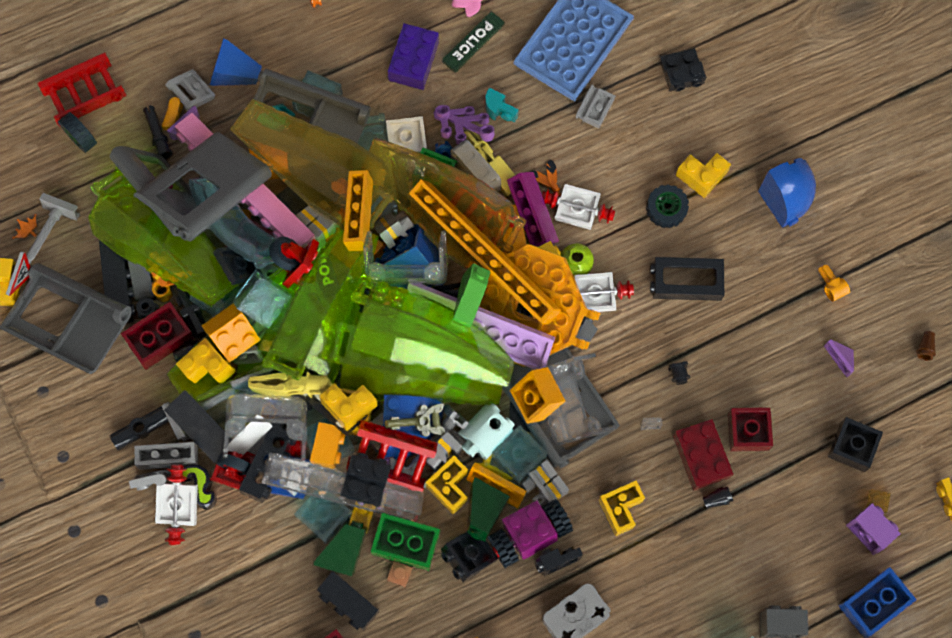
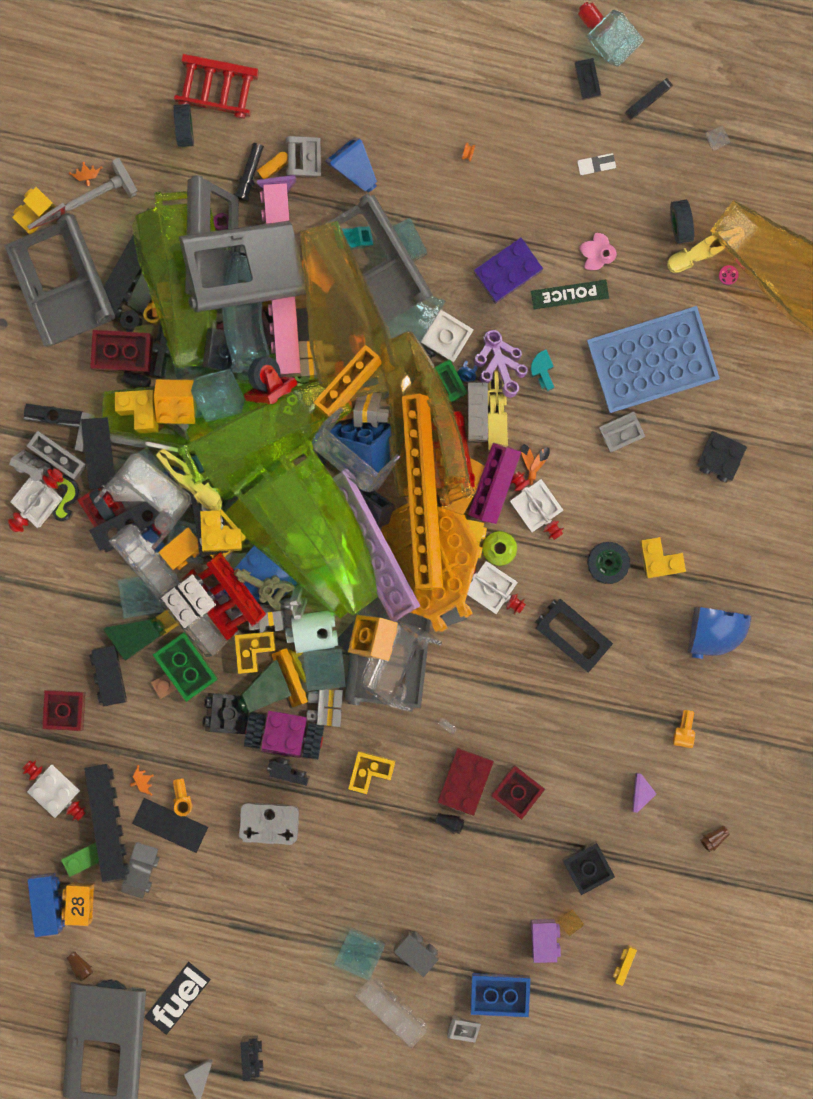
camera: 45 degrees right, 15 degrees up
(470, 294) = (379, 522): bright green slope -> none
(679, 372) = (502, 704): black brick -> none

